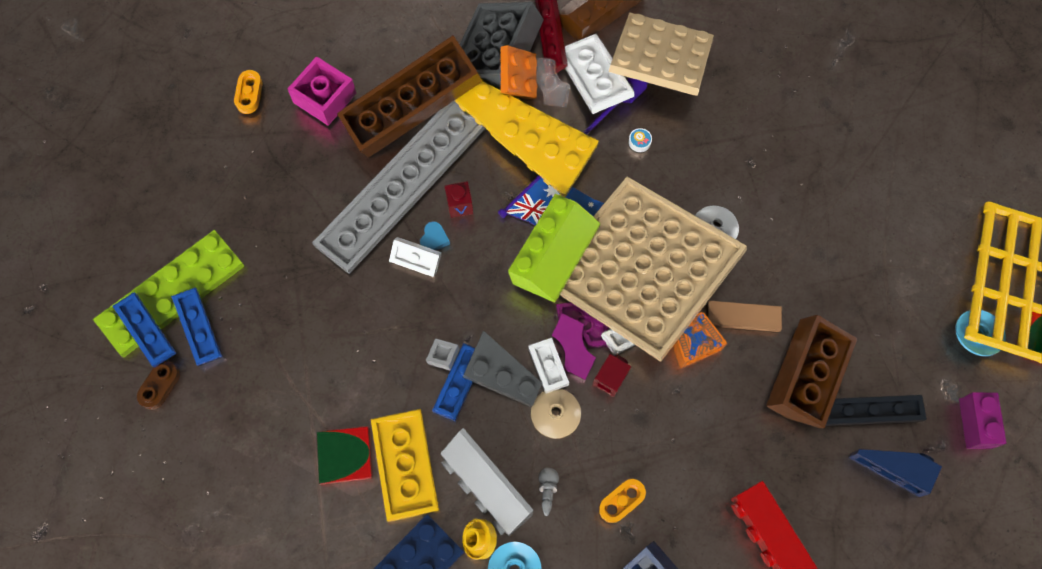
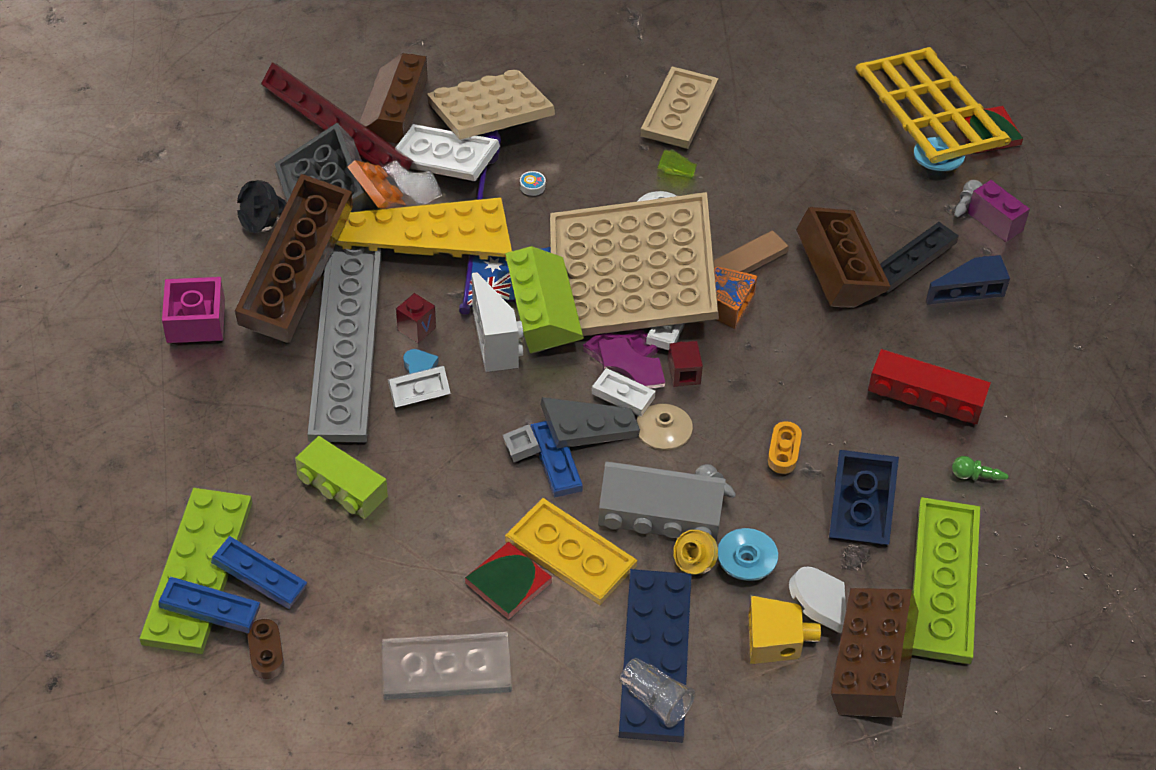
camera: 40 degrees left, 20 degrees down
(246, 93) = (115, 362): light orange plate -> none
(251, 489) = (446, 665): none -> clear tile
(304, 292) = (341, 477): none -> lime brick
(431, 33) = (259, 206): none -> black tile
(495, 252) = (495, 327): none -> white slope
(759, 197) = (676, 164): none -> clear neon green cone
(807, 147) = (679, 107): none -> tan plate
(977, 384) = (966, 196): none -> light grey bar

